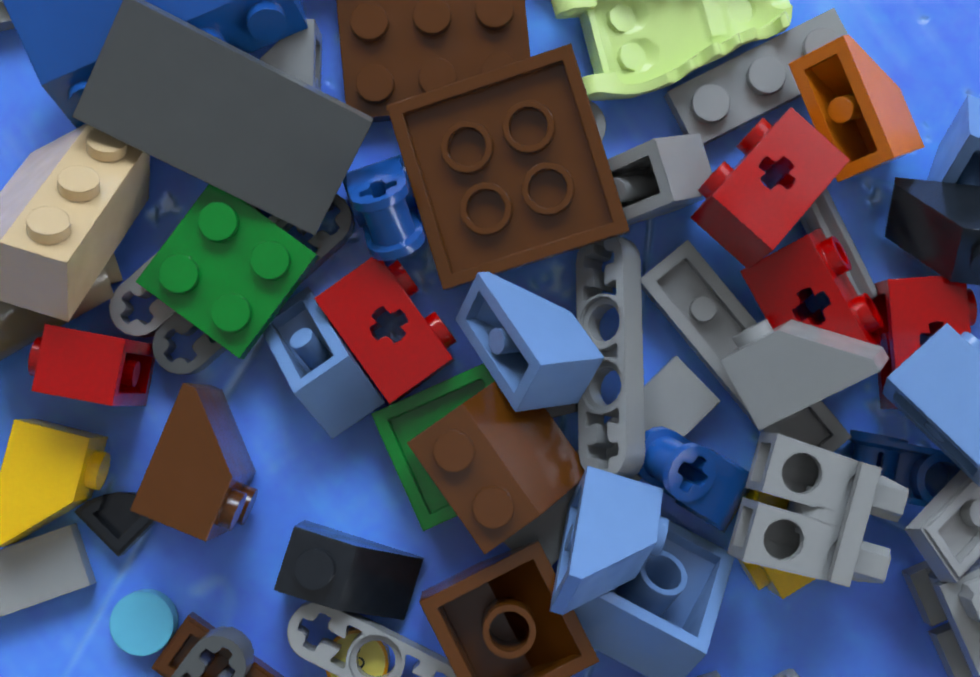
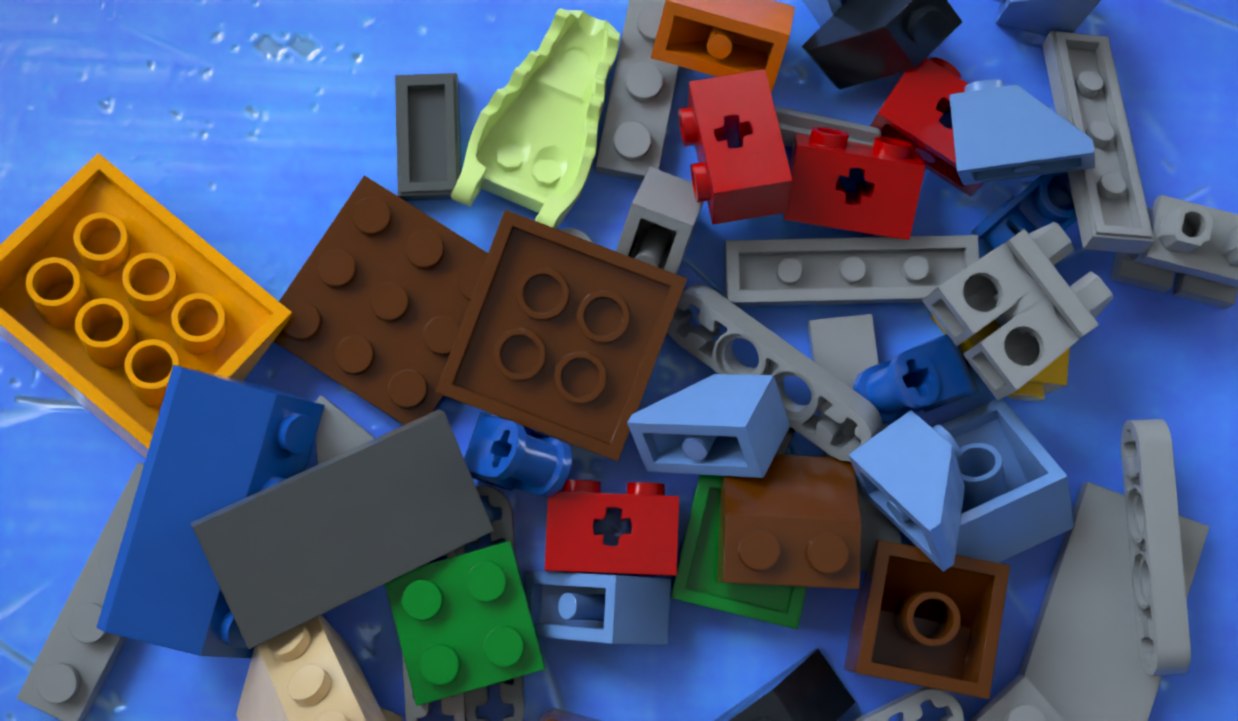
camera: 55 degrees left, 5 degrees down
(795, 367) = (894, 234): light grey slope -> none

